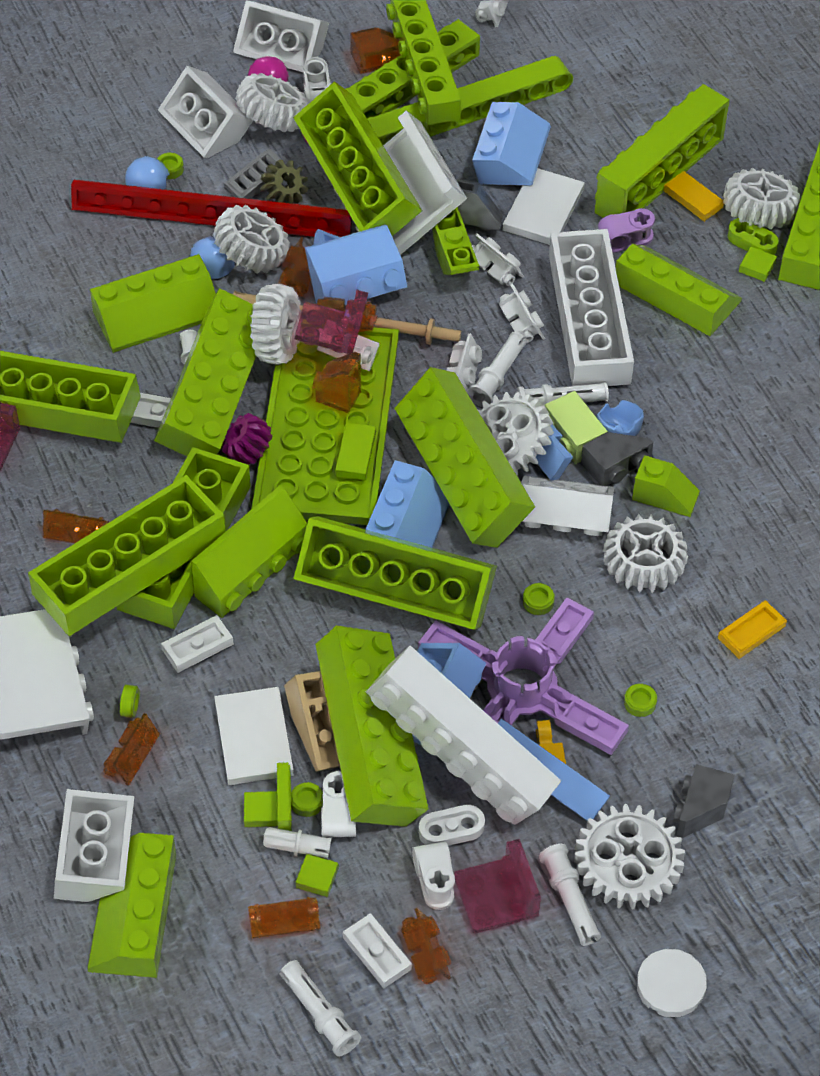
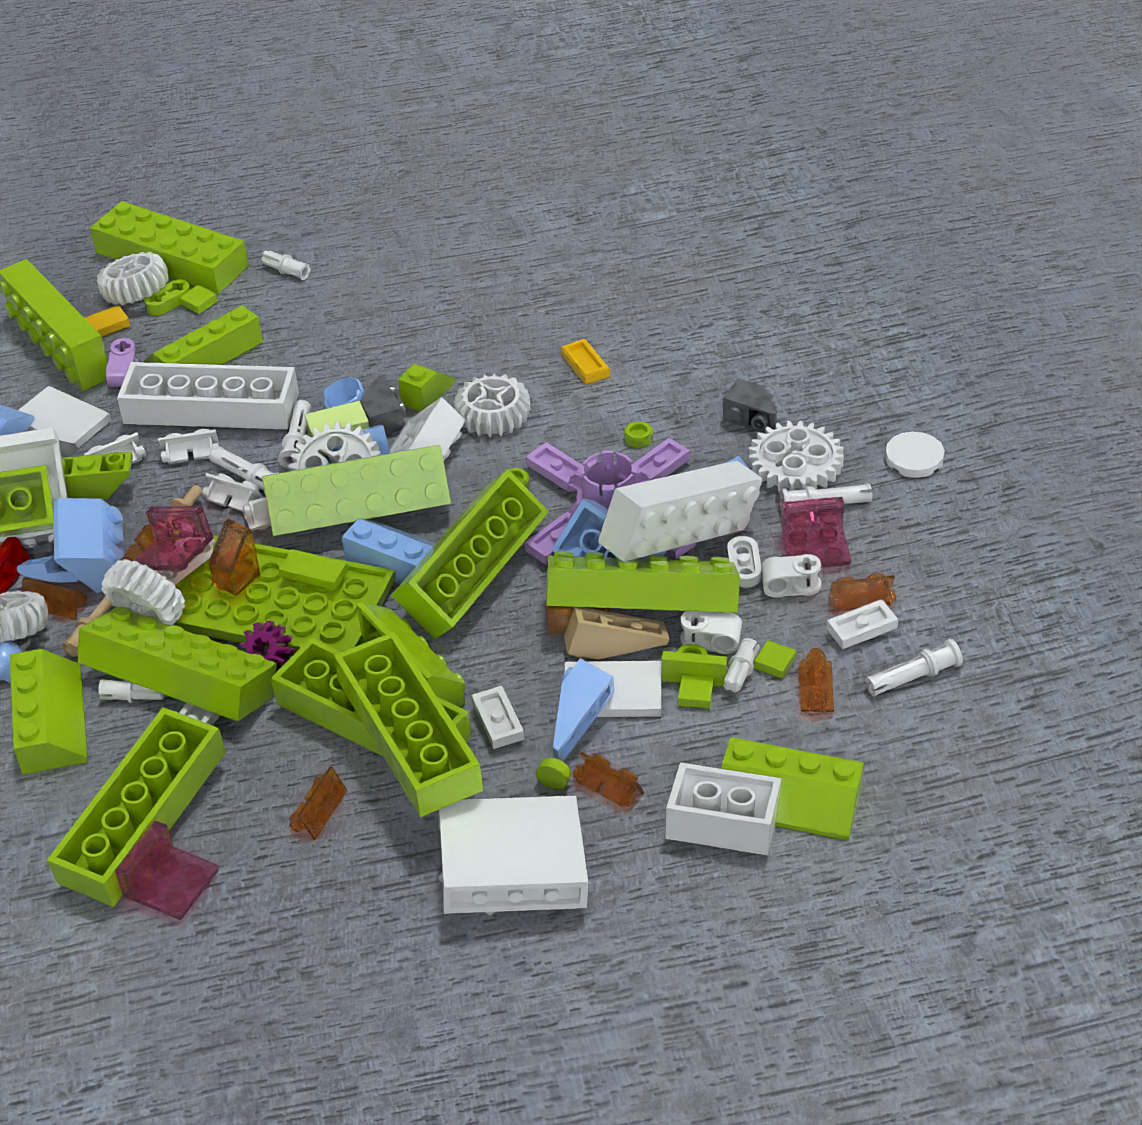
camera: 75 degrees left, 10 degrees down
(207, 701) = (582, 698): none -> light blue slope

